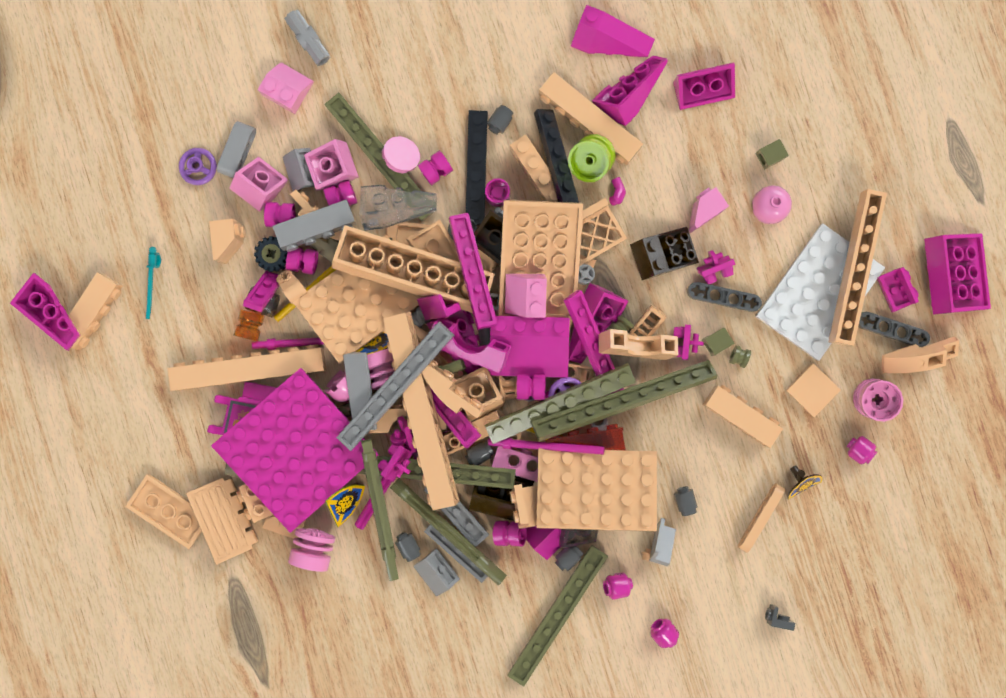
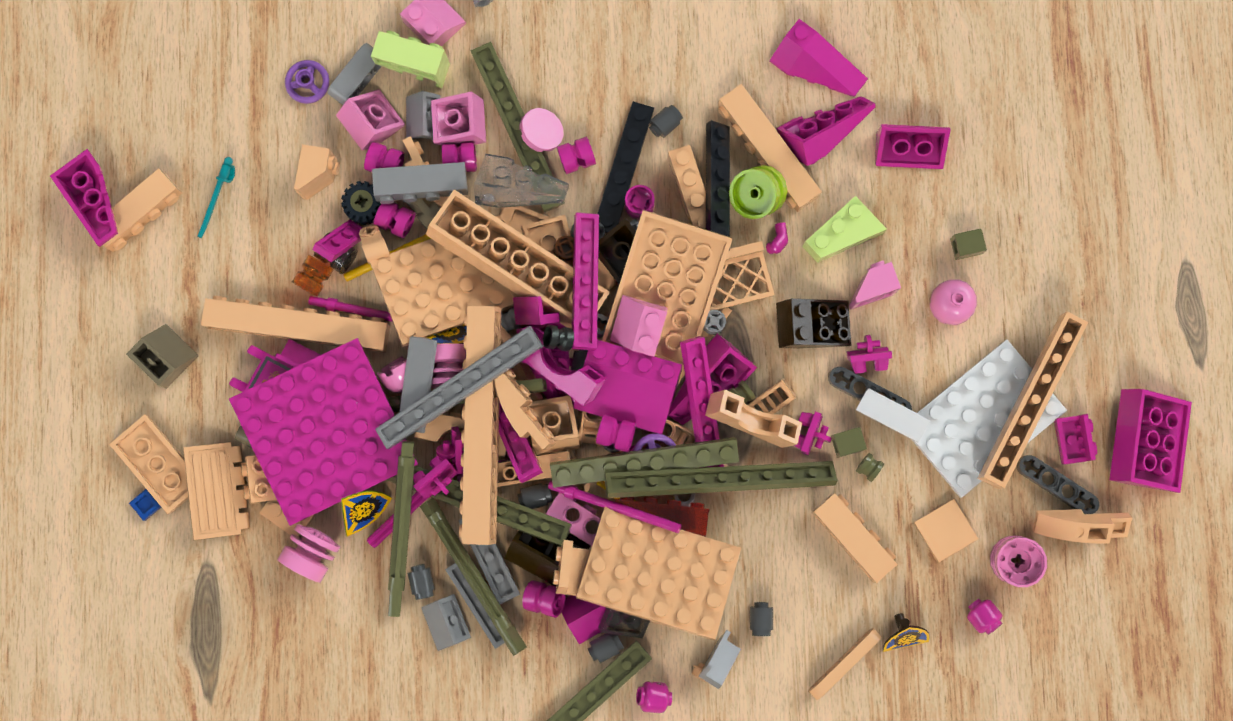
camera: 15 degrees right, 5 degrees down
(146, 423) = (162, 355): none -> dark tan slope
(168, 546) = (145, 505): none -> blue tile
(277, 123) = (411, 57): none -> yellowish green wedge
(446, 249) = (562, 251): none -> reddish brown wheel
(464, 324) = (558, 338): none -> pearl dark grey wheel
(669, 170) = (846, 229): none -> yellowish green wedge
(748, 310) = (893, 415): none -> white slope

